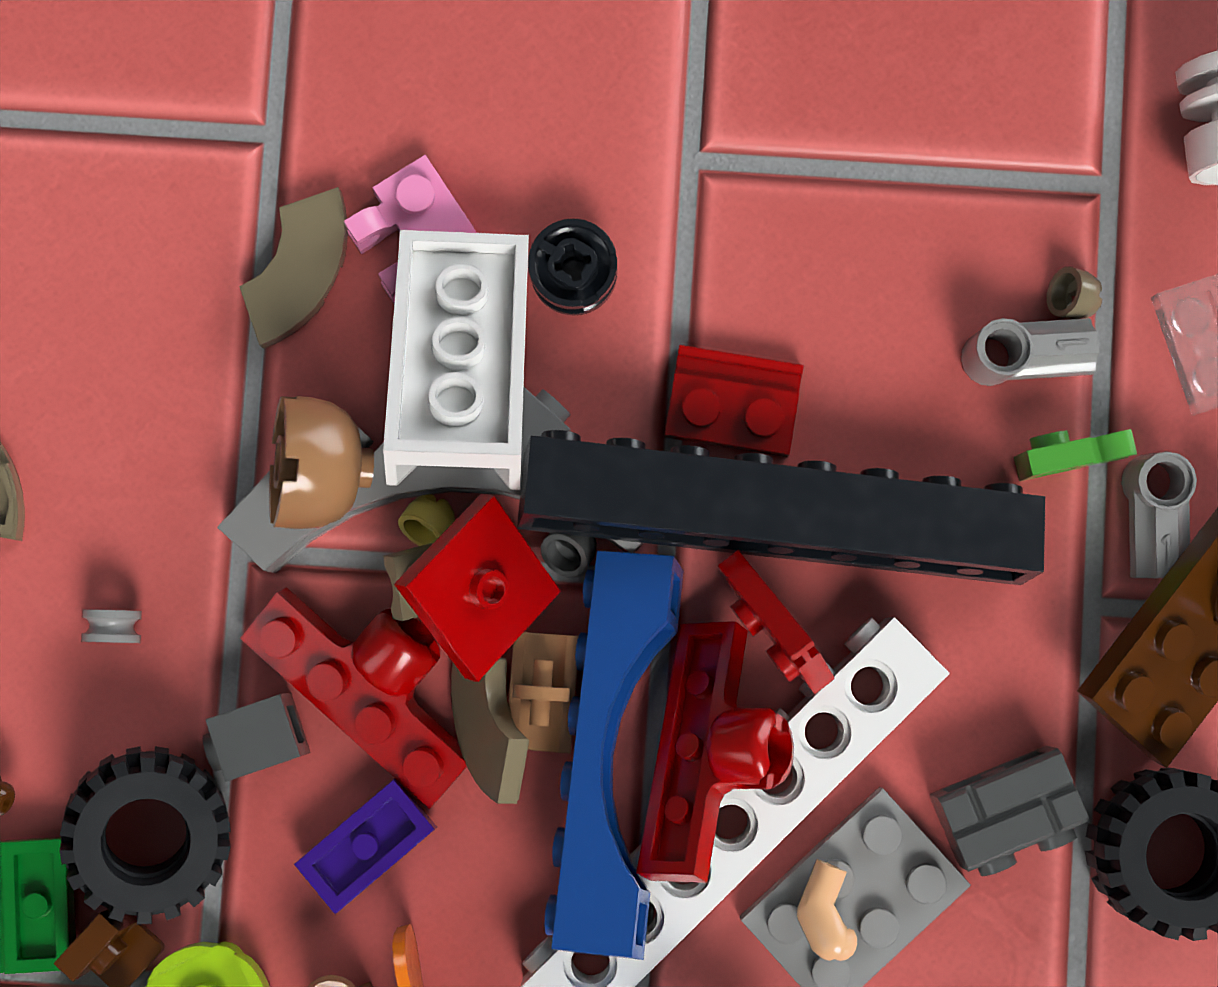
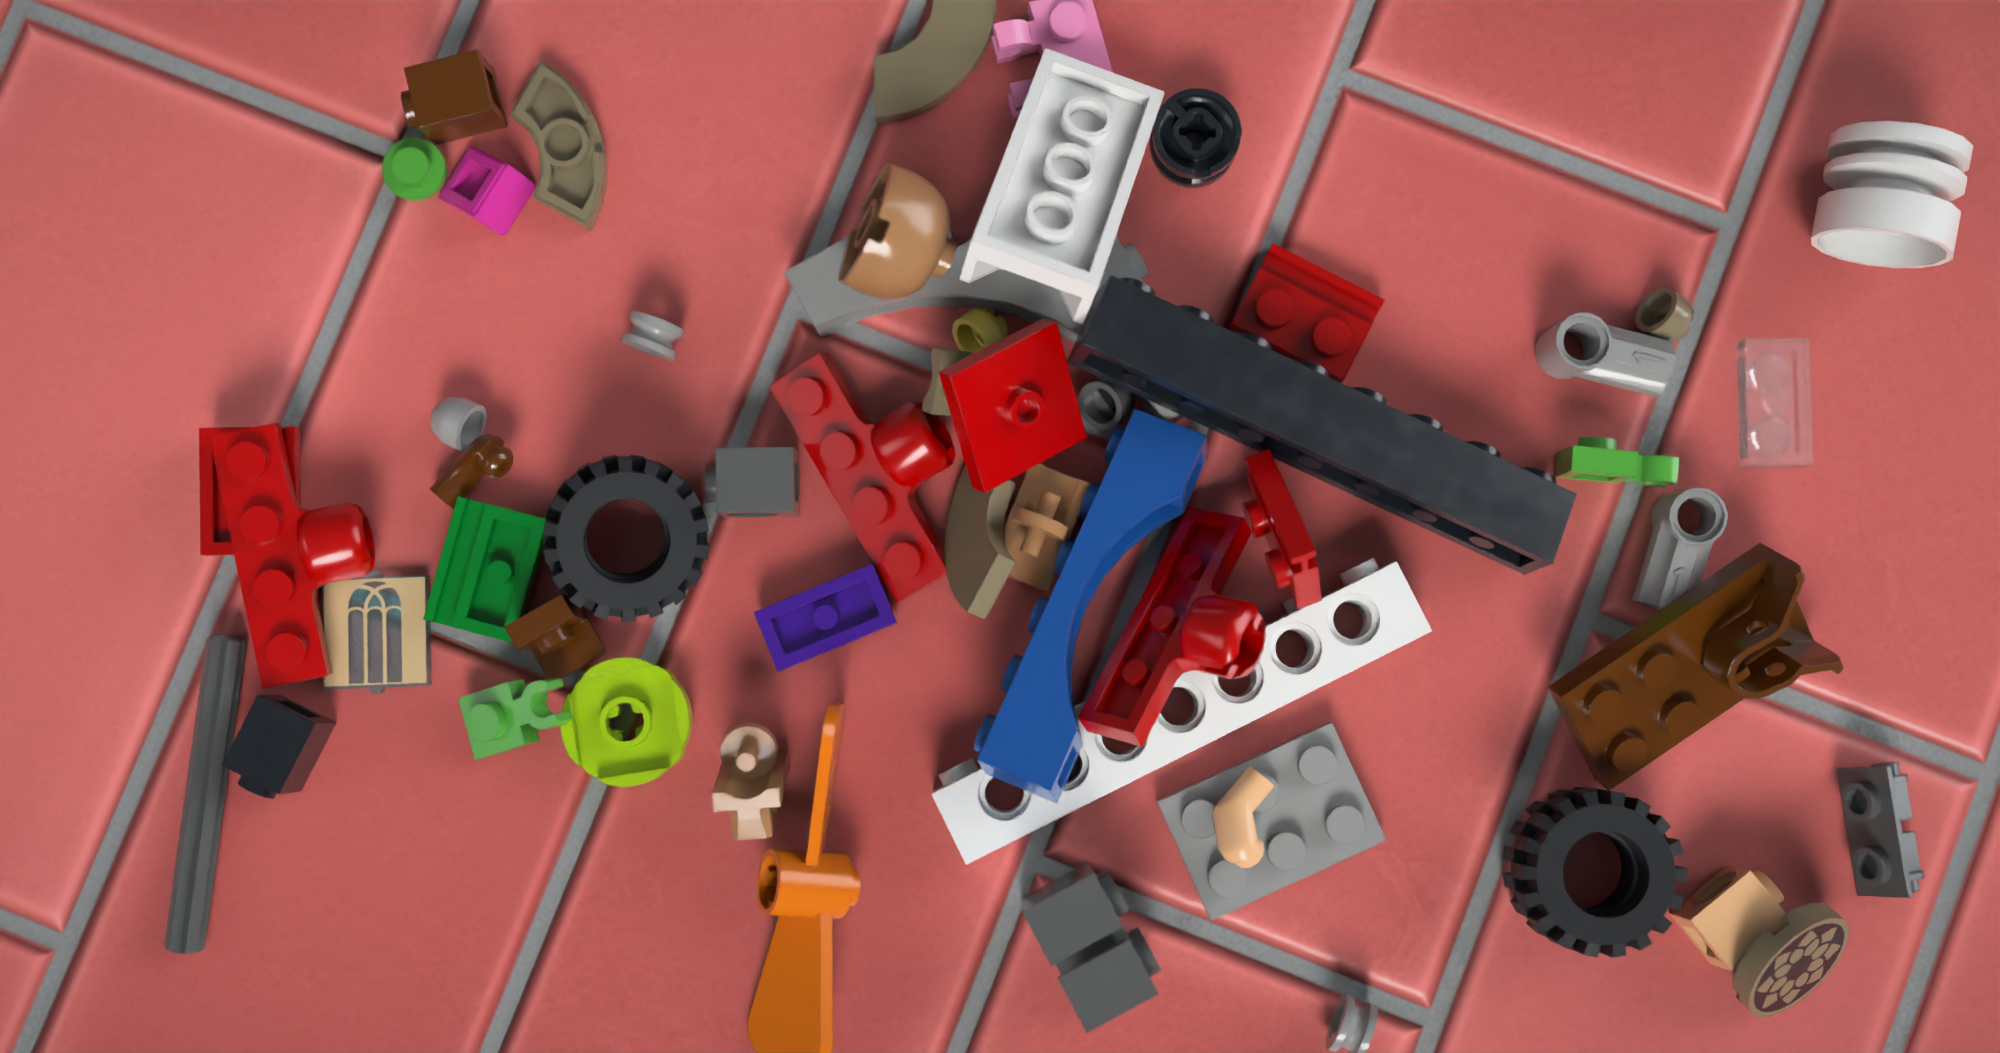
camera: 15 degrees right, 0 degrees up
(1010, 810) = (1447, 780): dark grey brick -> none

